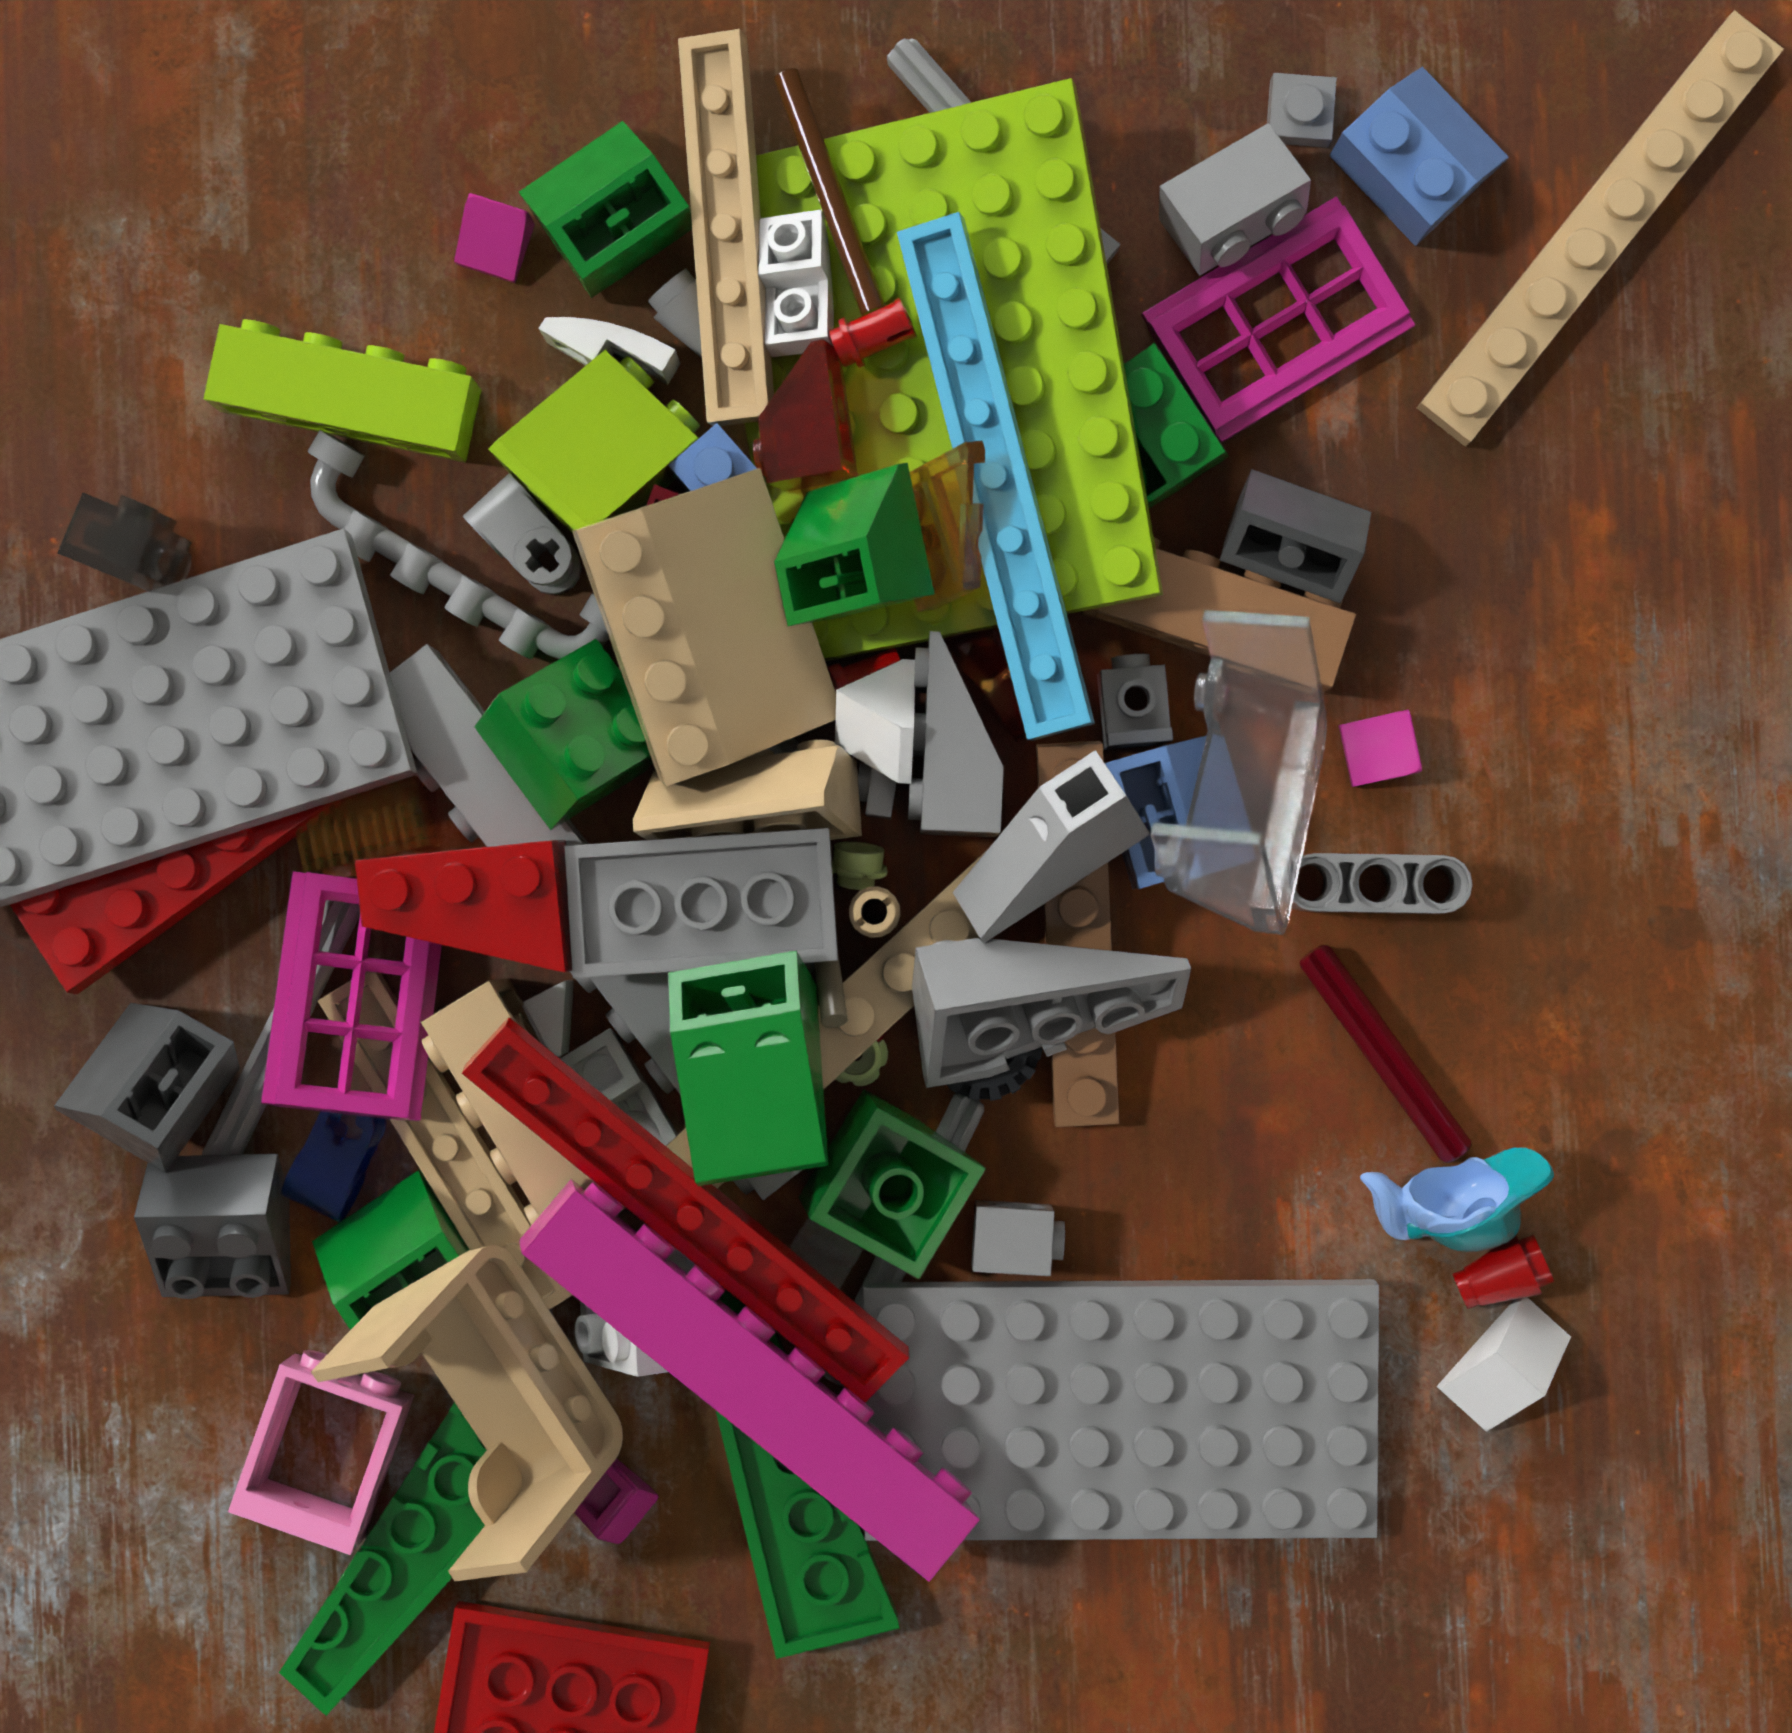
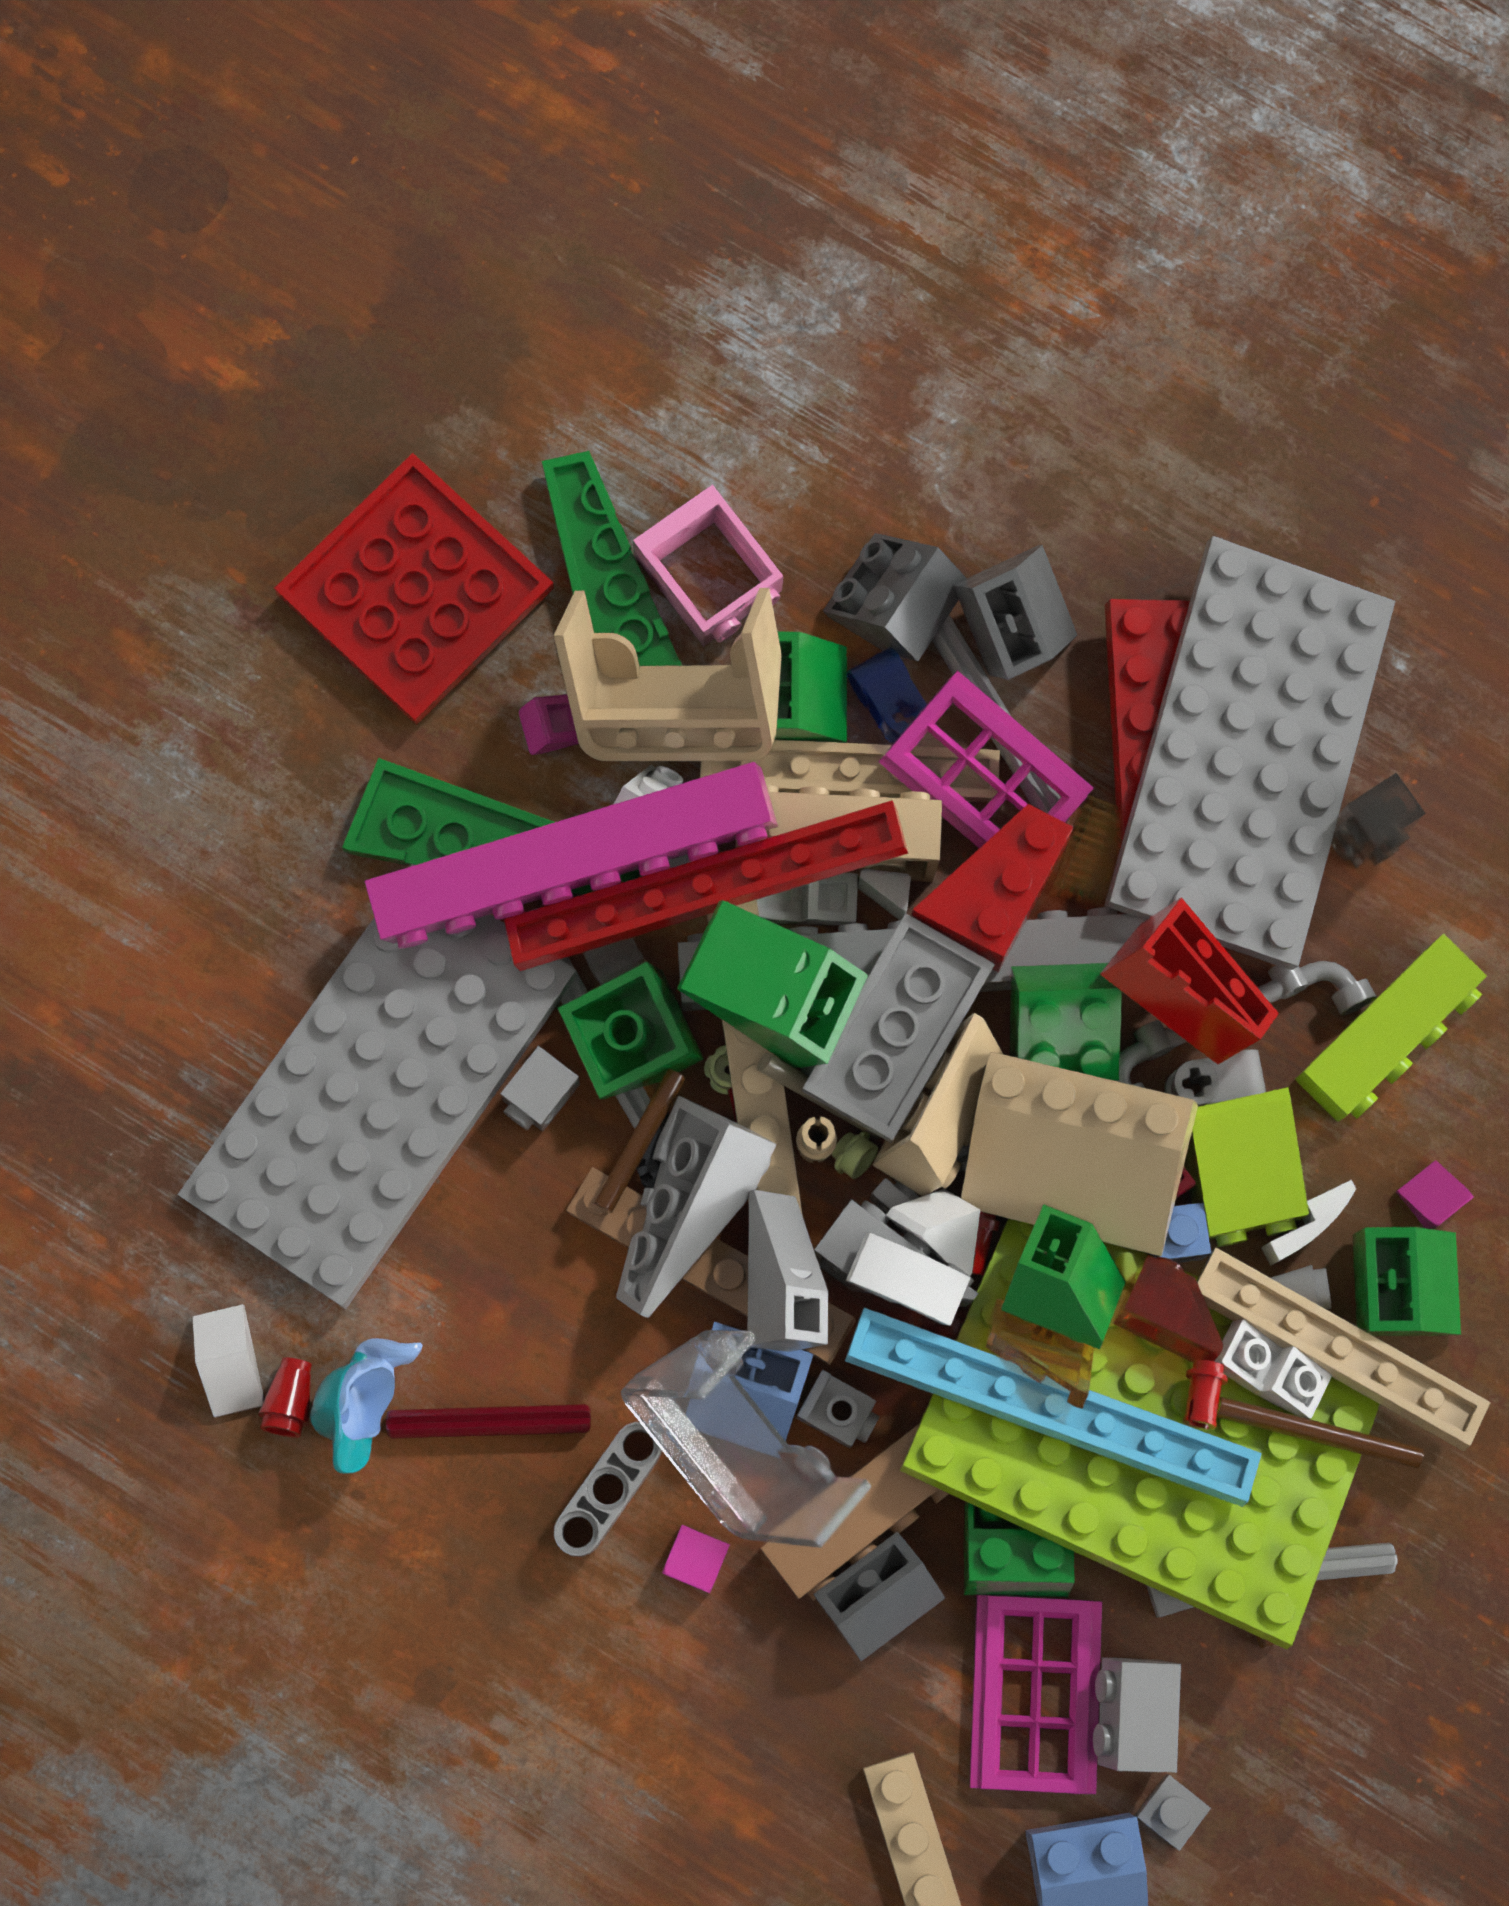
camera: 120 degrees right, 10 degrees down
(442, 625) = (1191, 983): none -> red wedge
(968, 712) = (908, 1278): none -> white slope
(1000, 1095) = (640, 1140): none -> reddish brown bar

